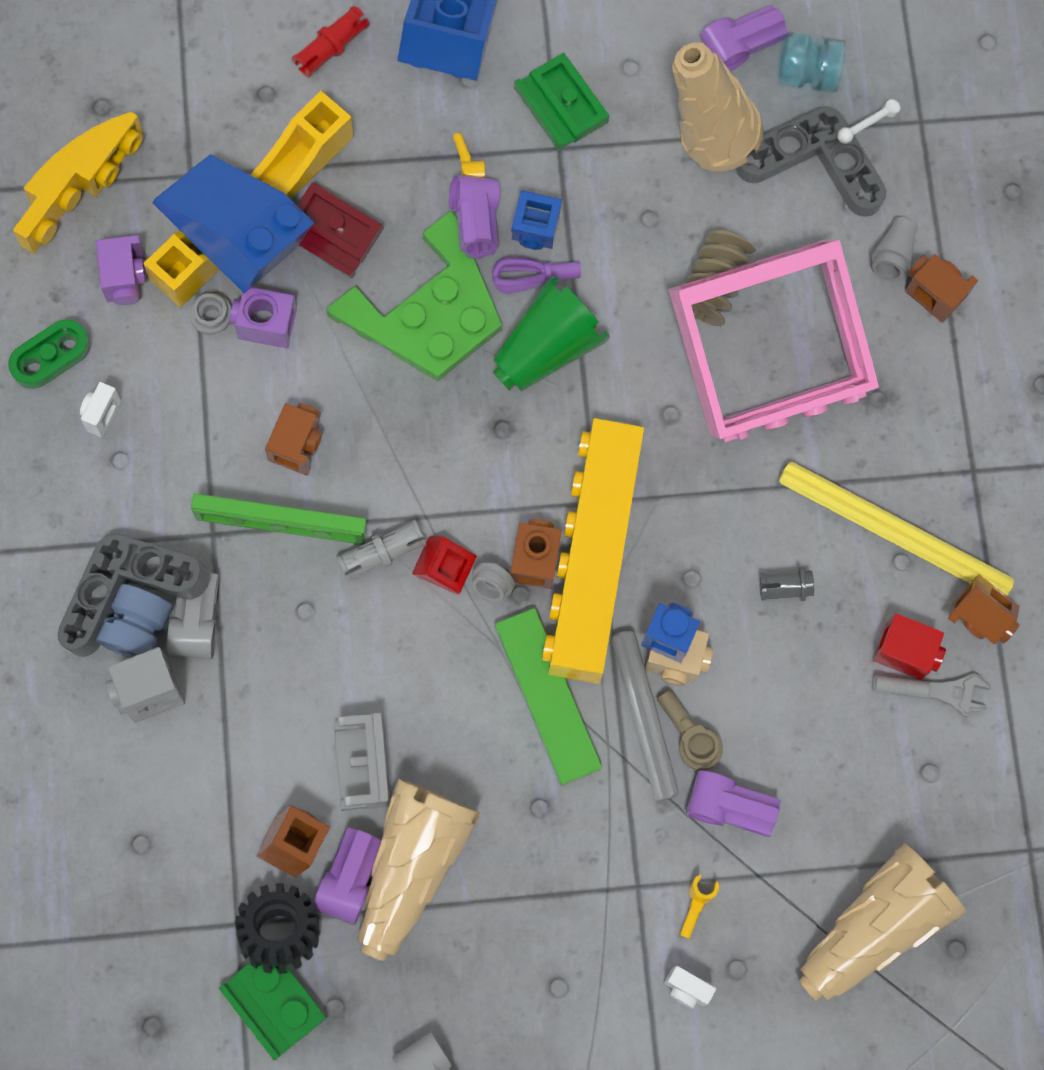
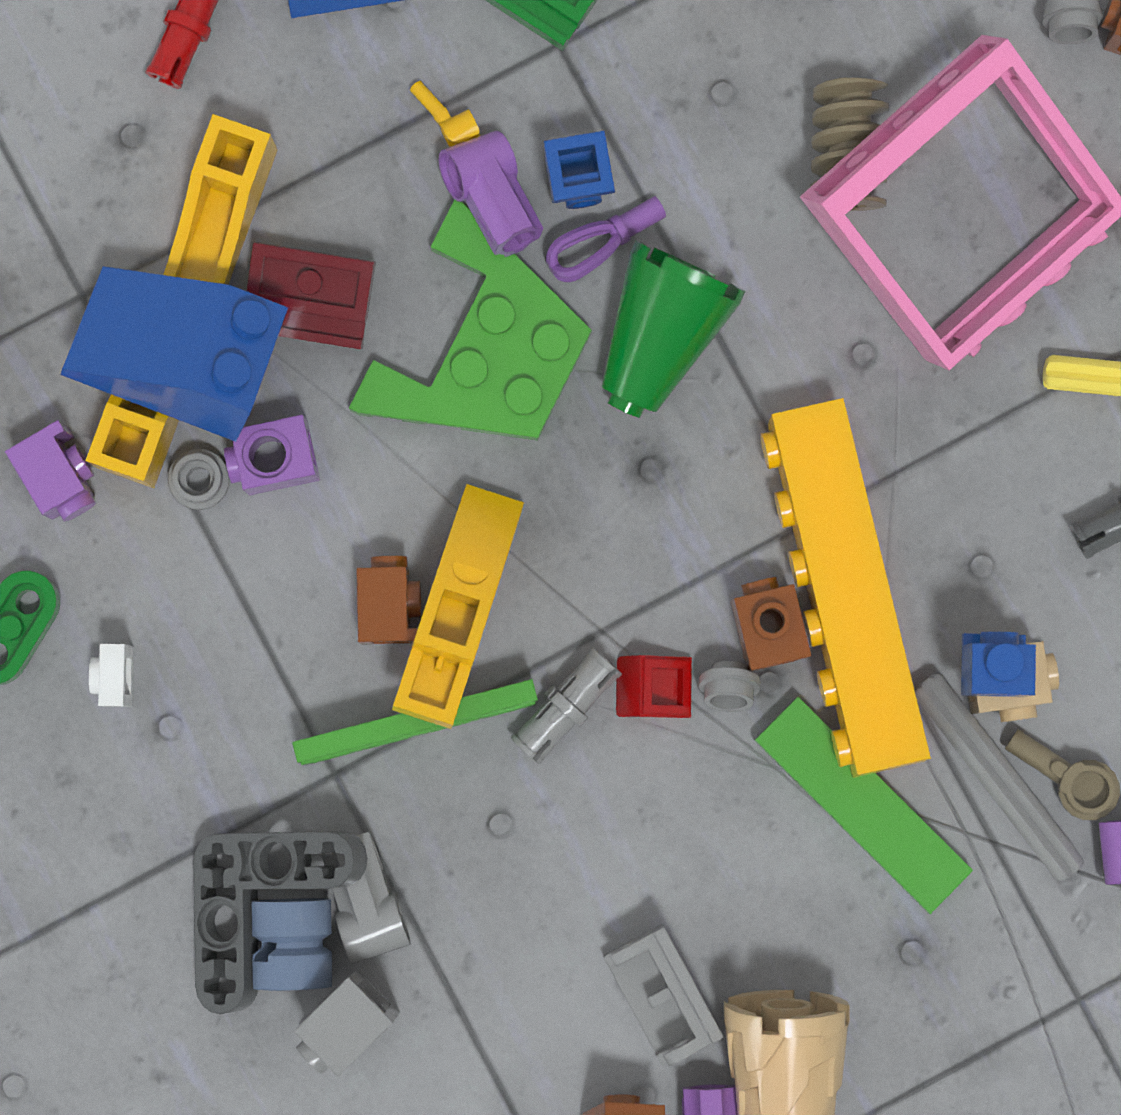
camera: 15 degrees left, 10 degrees up
(337, 453) = (458, 606): none -> yellow slope

